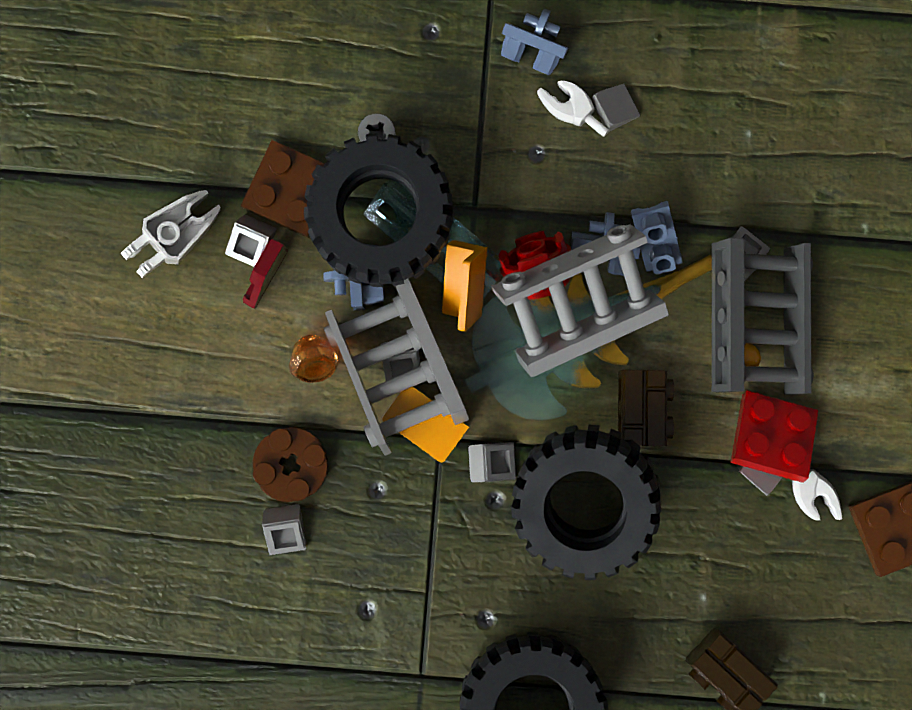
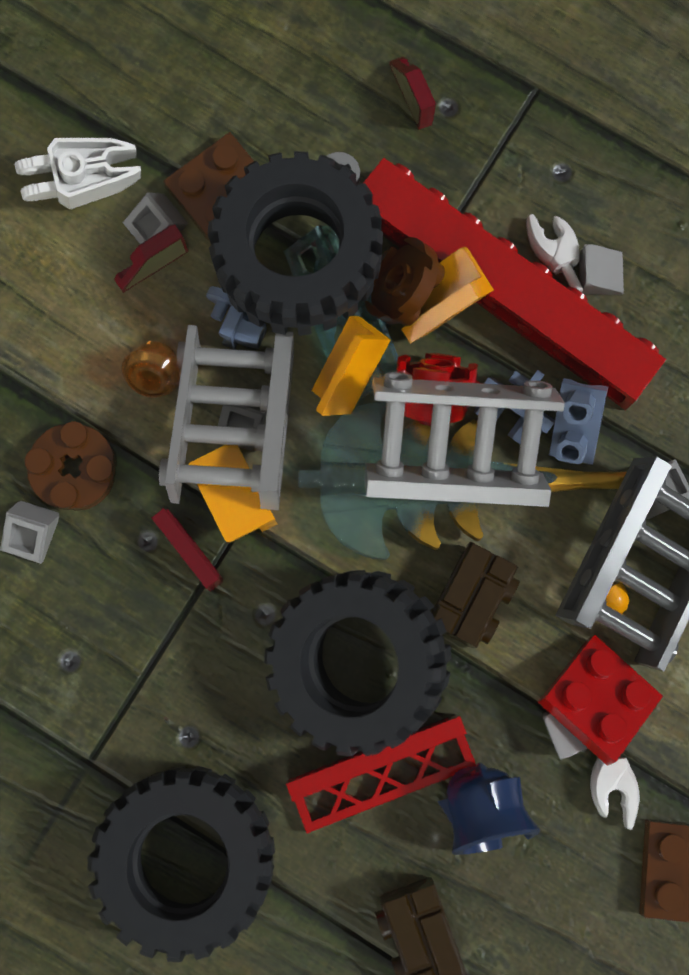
camera: 30 degrees right, 5 degrees down
(398, 33) = (414, 91): none -> dark red tile
(413, 482) = (188, 549): none -> dark red tile
(480, 211) = (405, 282): none -> reddish brown plate
(492, 462) = (282, 571): light grey slope -> none
(507, 189) = (459, 289): none -> light orange panel
(518, 38) = (534, 152): sand blue hips -> none
(552, 155) = (524, 292): none -> red brick
(612, 586) = (359, 764): none -> red fence
(731, 559) = (484, 808): none -> dark blue helmet

